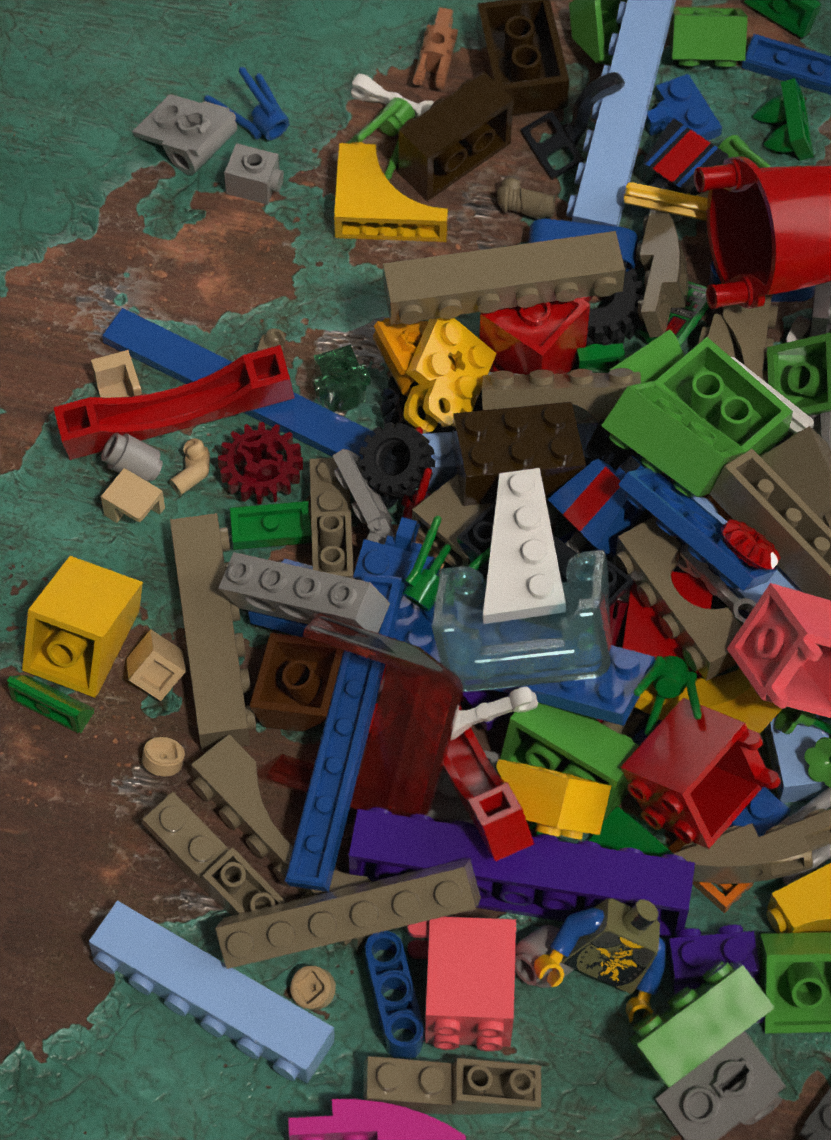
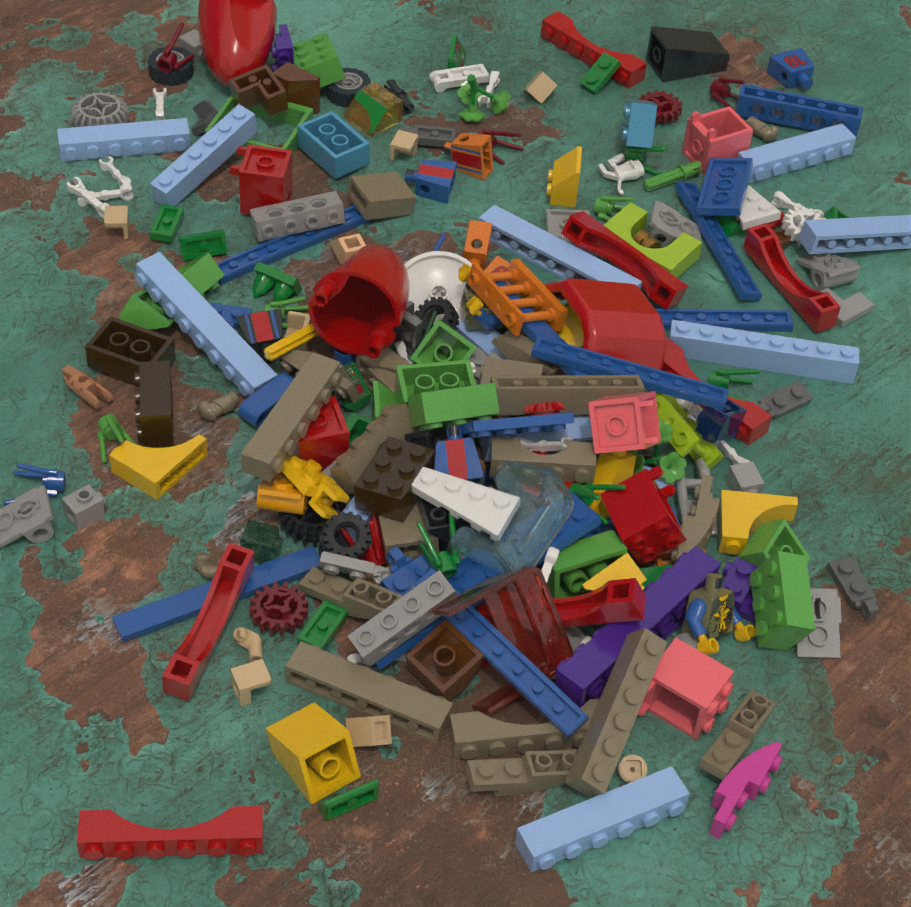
camera: 60 degrees left, 15 degrees down
(116, 375) = (161, 644): tan panel -> none
(132, 454) = (219, 663): light grey brick -> none
(163, 756) = (431, 761): tan tile -> none
(367, 90) = (80, 429): white piece -> none
(388, 976) = (678, 736): blue beam -> none
(569, 134) = (195, 366): black piece -> none

